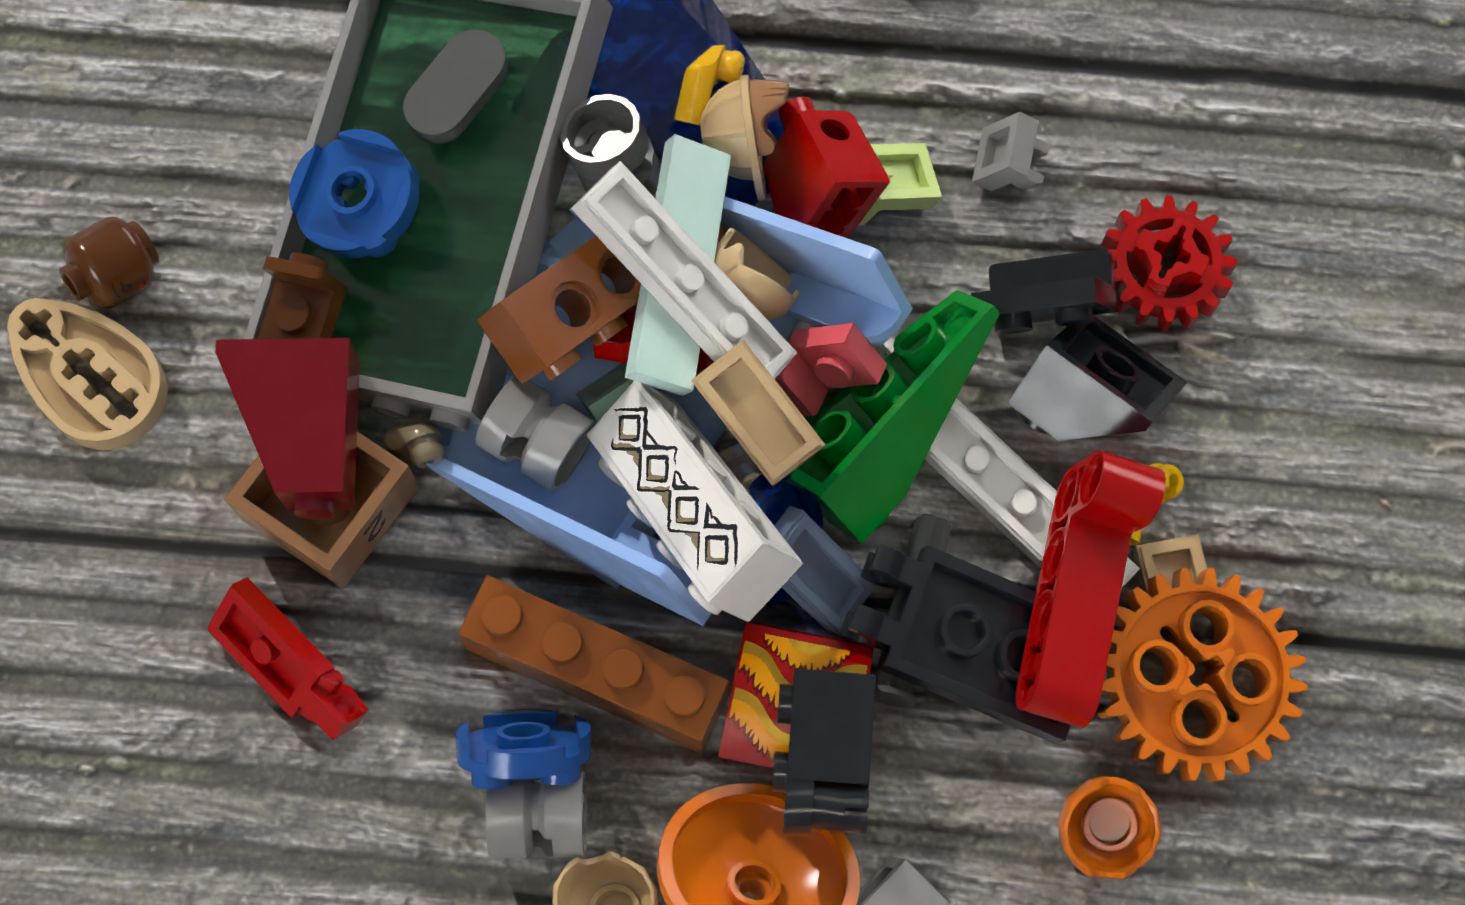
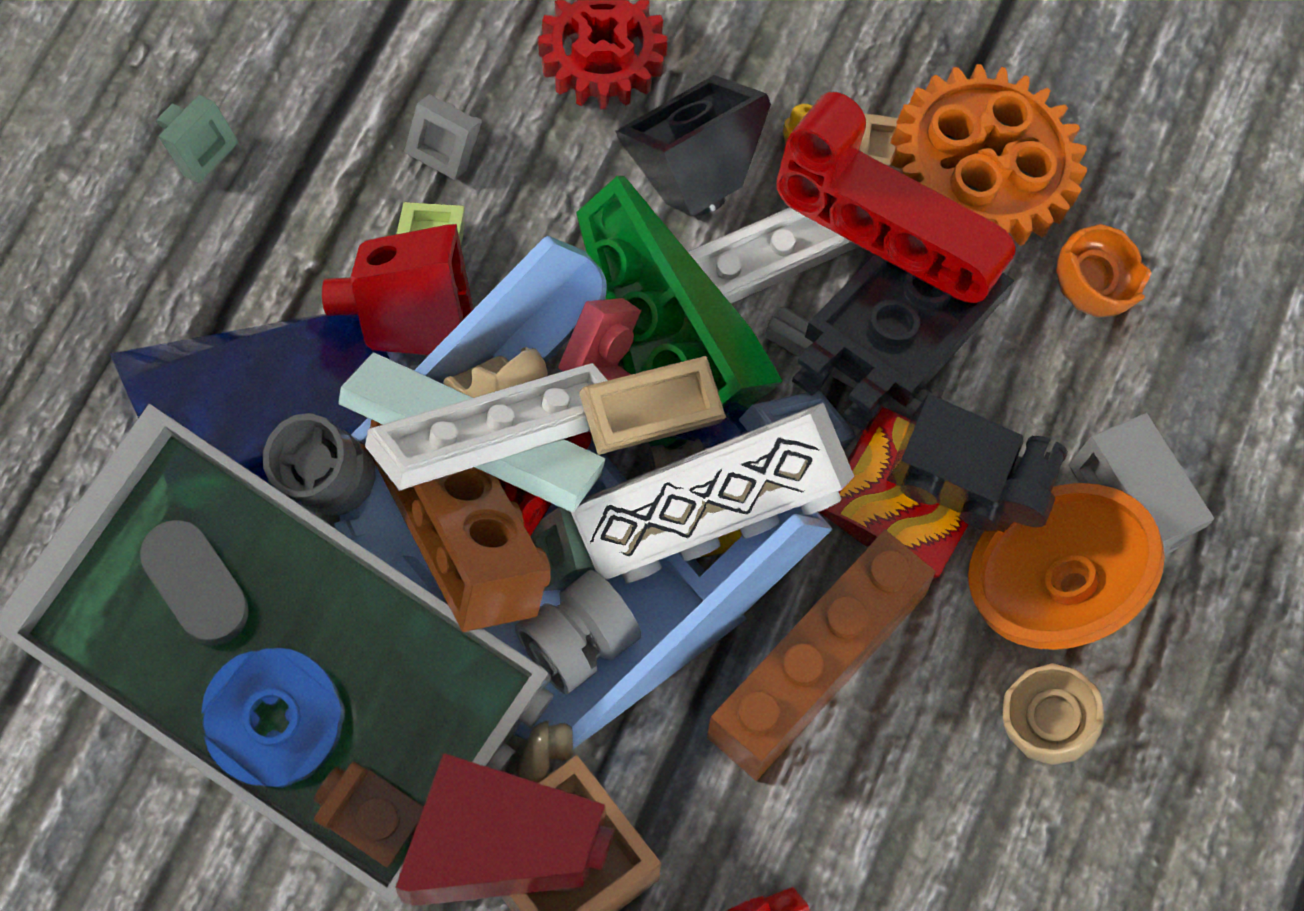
camera: 75 degrees left, 5 degrees down
(523, 747) = (889, 738): blue plate -> none
(537, 816) = (948, 758): light grey wheel -> none
(702, 76) = (273, 365): yellow arm -> none
(737, 125) = (338, 338): tan piece -> none
(1051, 288) = (597, 139): black bracket -> none

